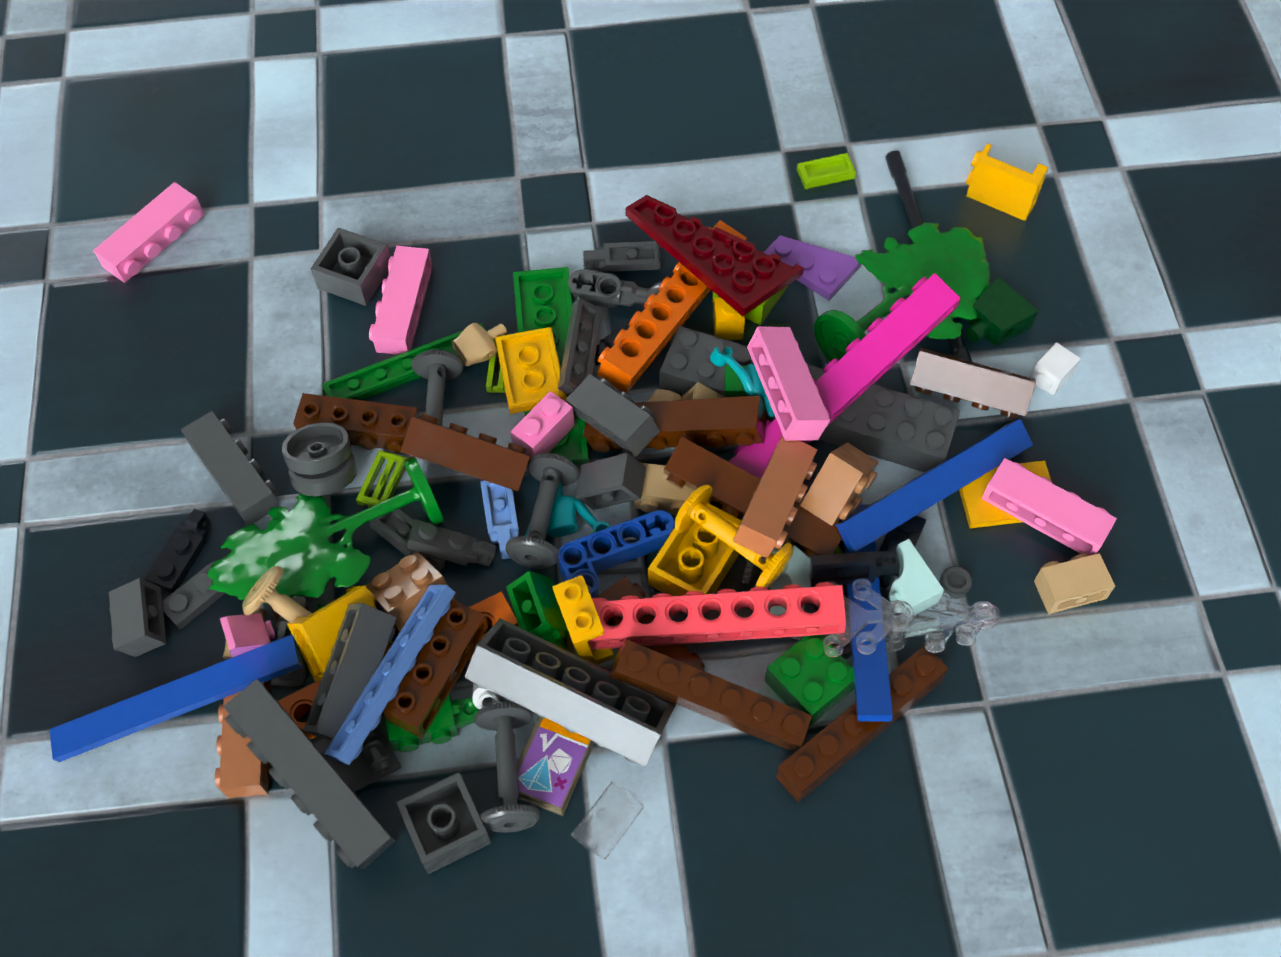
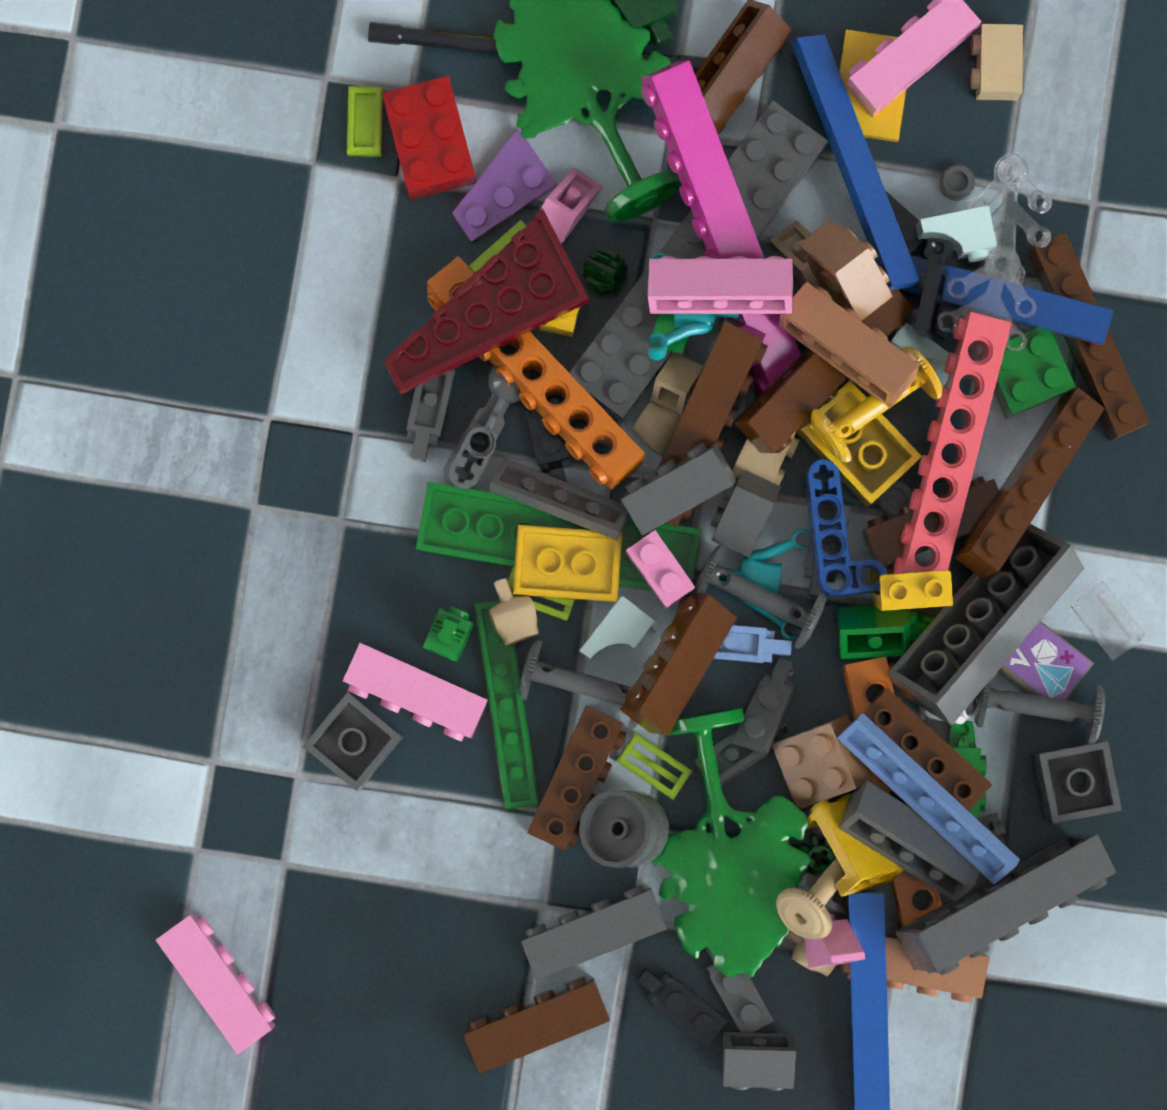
camera: 75 degrees left, 25 degrees up
(147, 447) = (535, 1025): none -> reddish brown brick
(450, 301) = (449, 633): none -> green hinge
(487, 417) = (621, 626): none -> light aqua arch
(810, 298) = (570, 202): none -> bright pink slope
(830, 204) = (429, 137): none -> red brick

